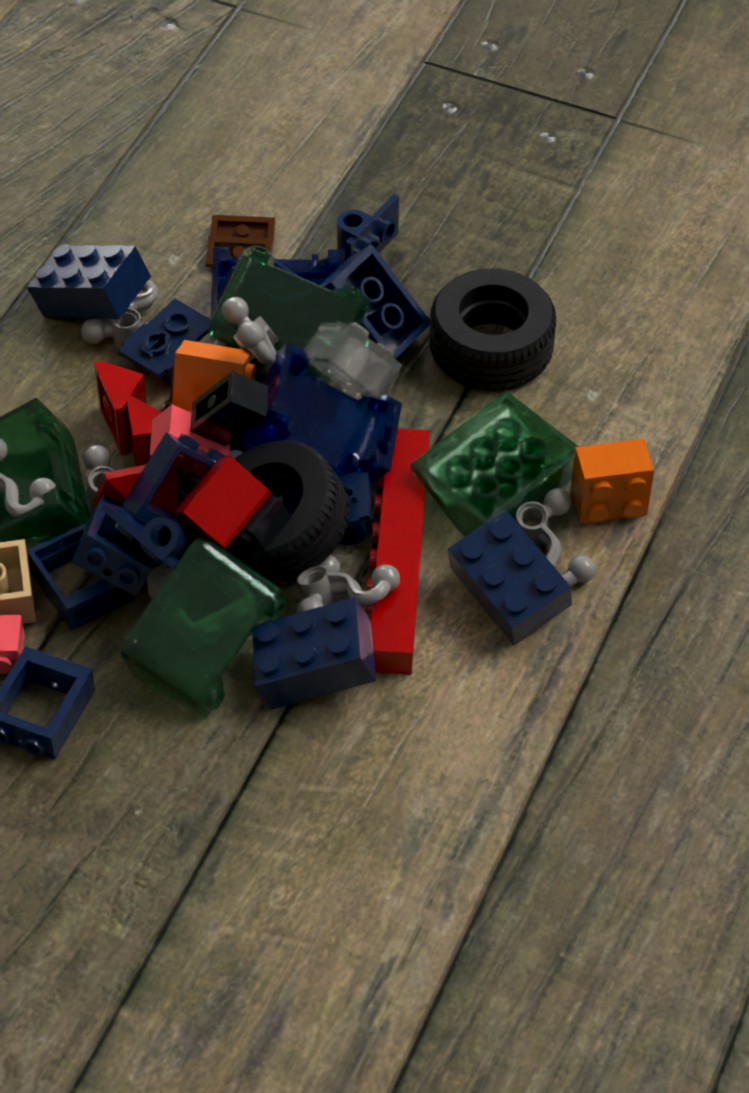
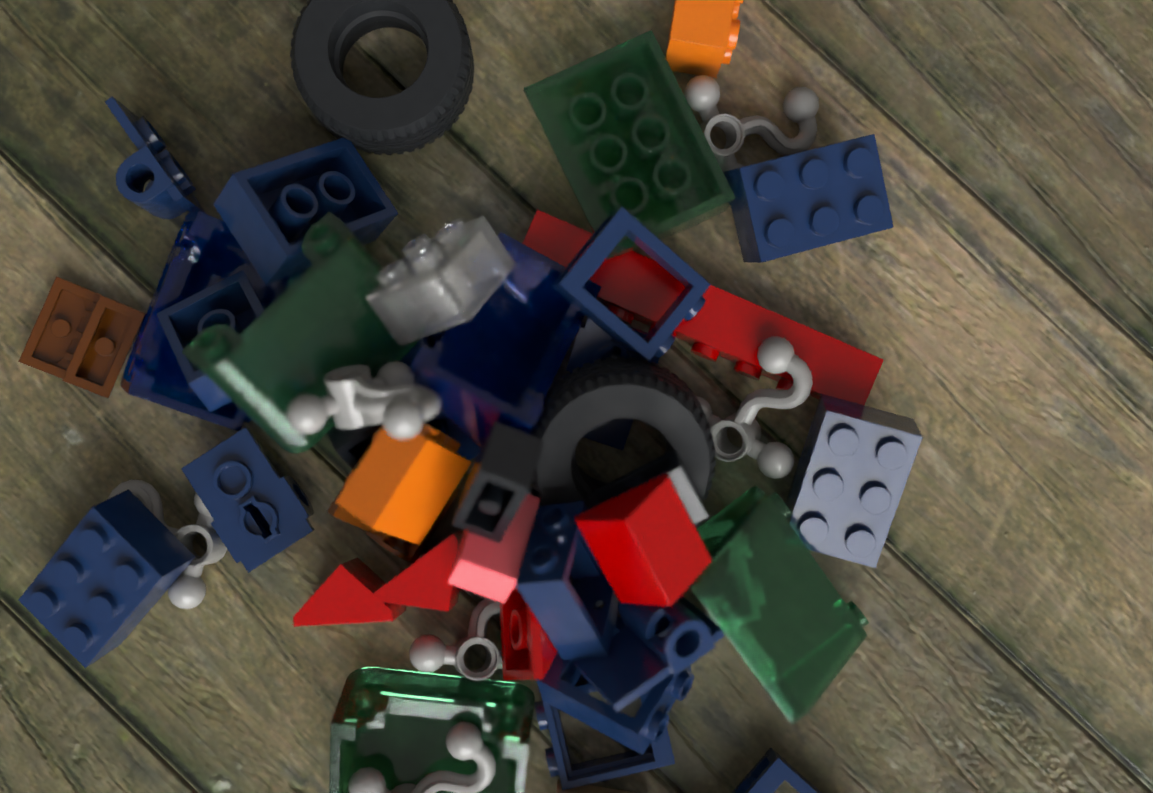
camera: 70 degrees left, 35 degrees up
(405, 442) = (593, 254): none -> dark blue window

